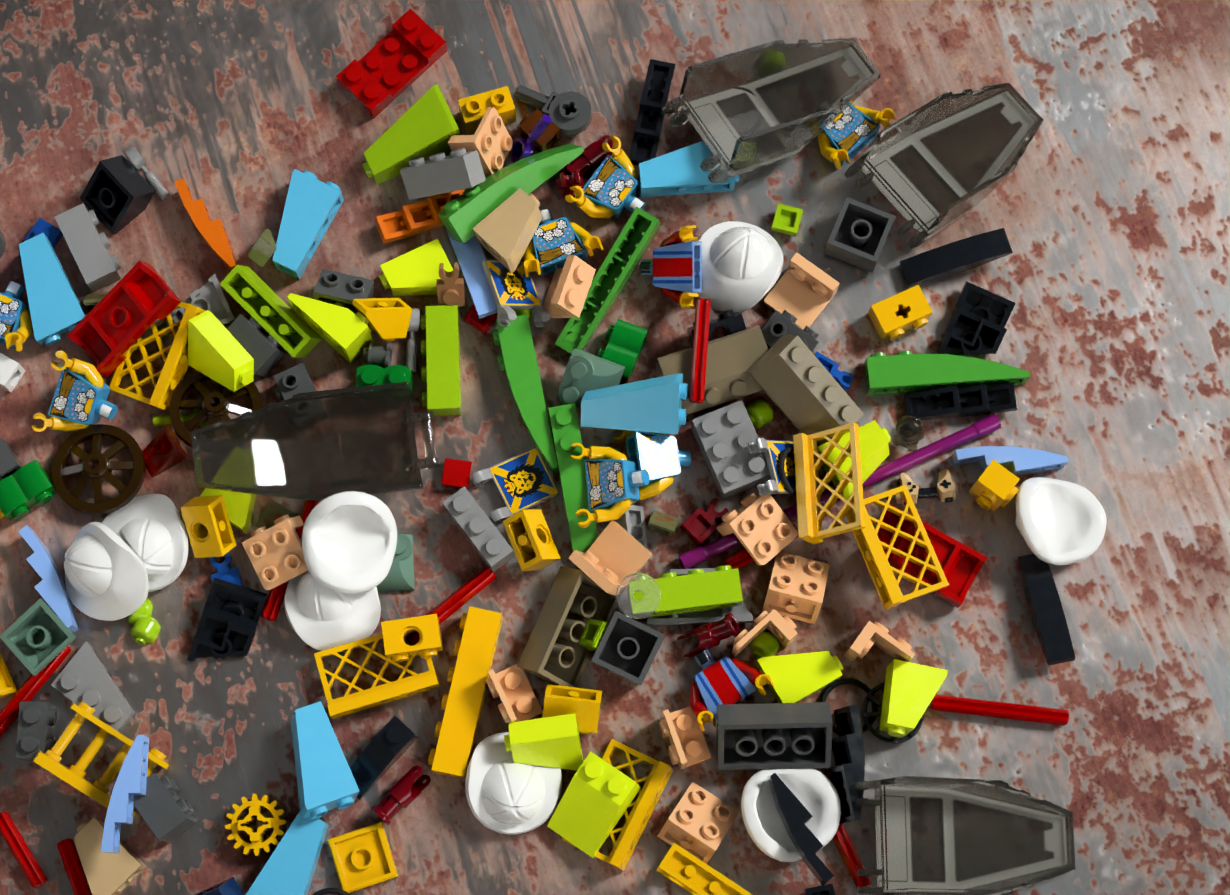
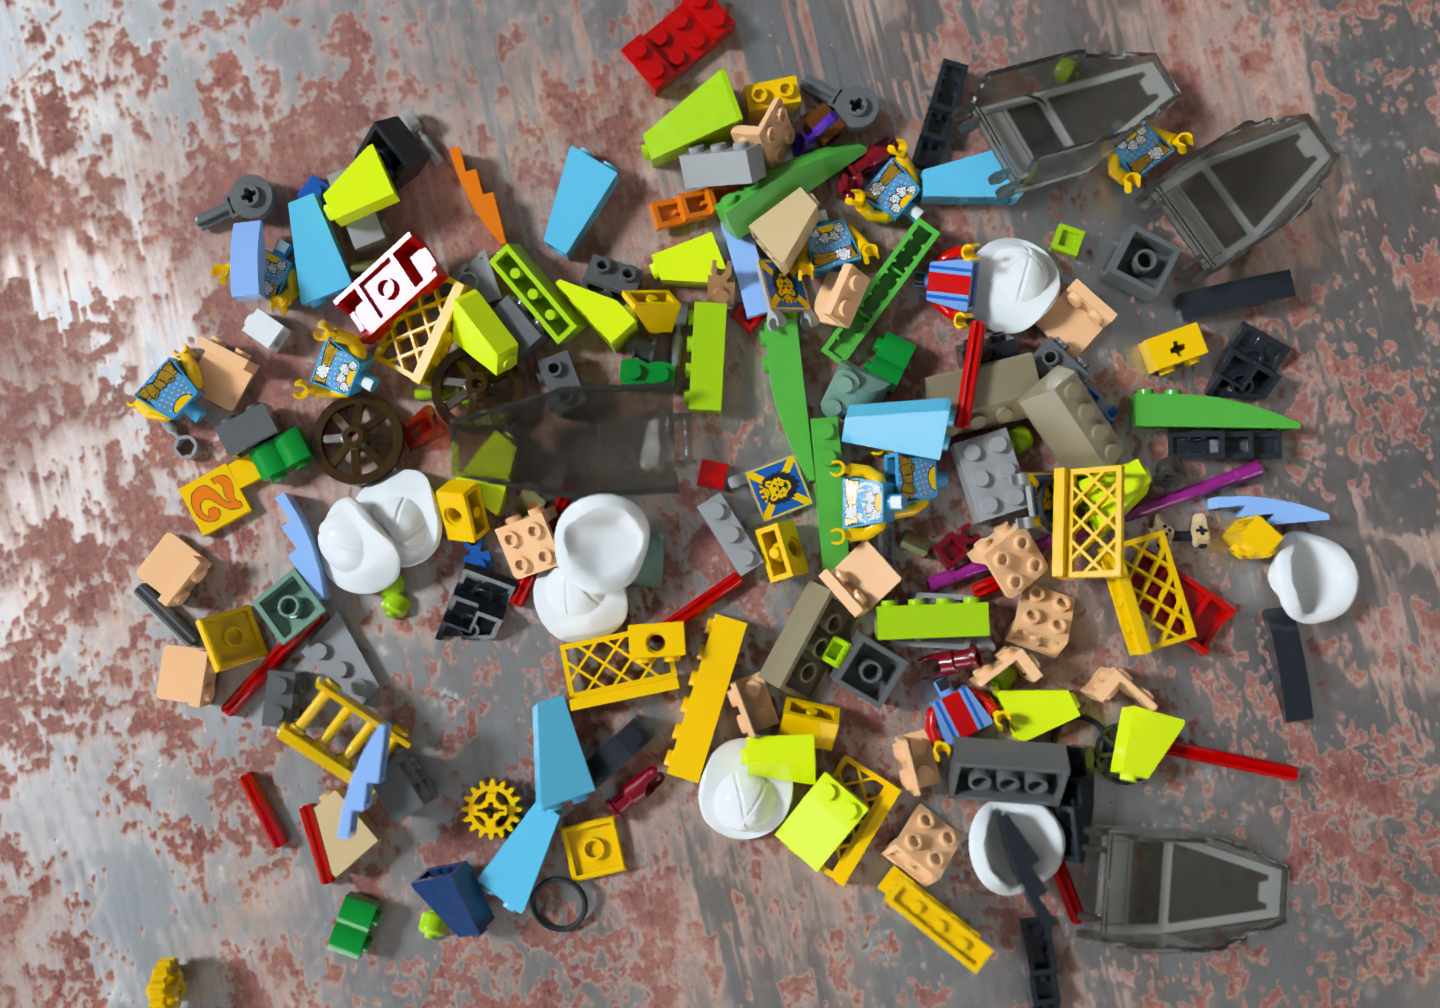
camera: 10 degrees right, 10 degrees up
(89, 226) = (360, 189): none -> neon yellow slope
(262, 248) = (534, 226): olive slope -> none
(638, 583) = (898, 627): clear piece -> none

